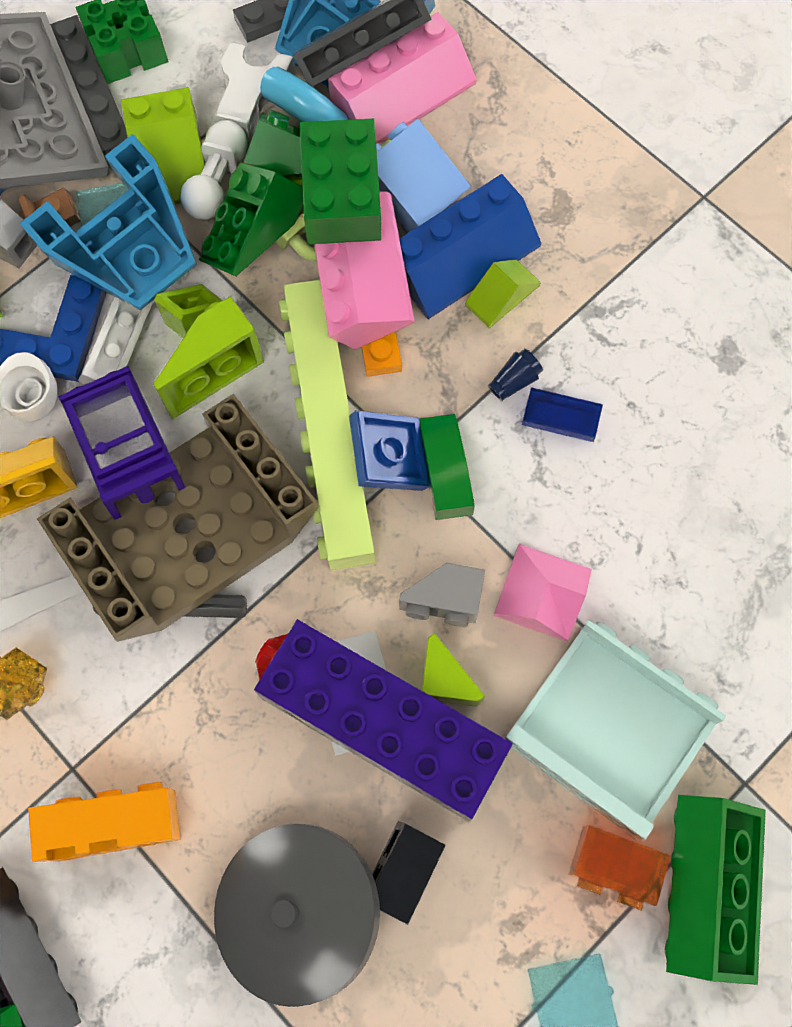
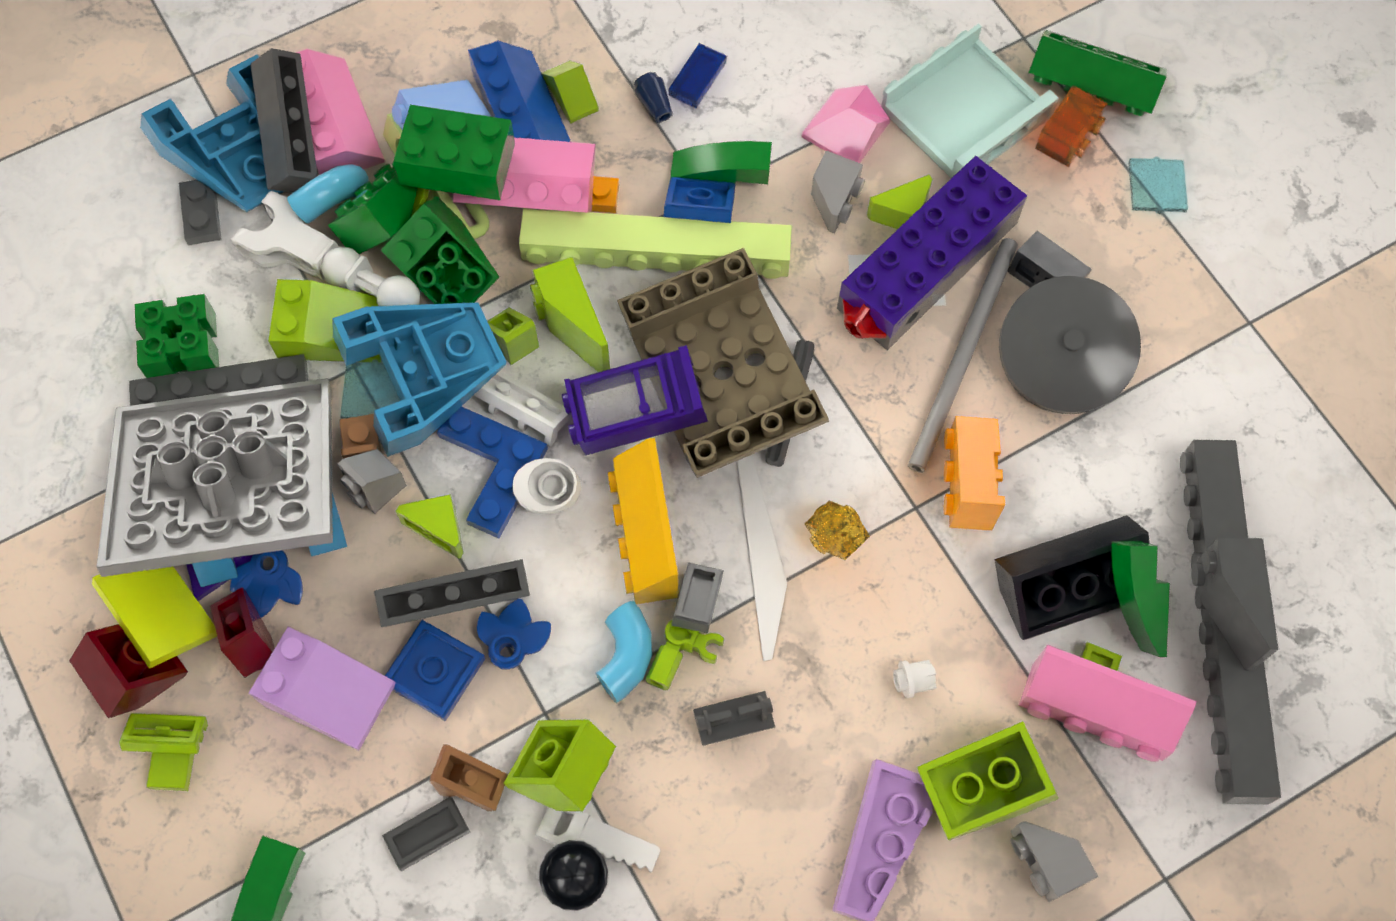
camera: 80 degrees left, 5 degrees down
(273, 787) = (962, 356): none -> light grey piece

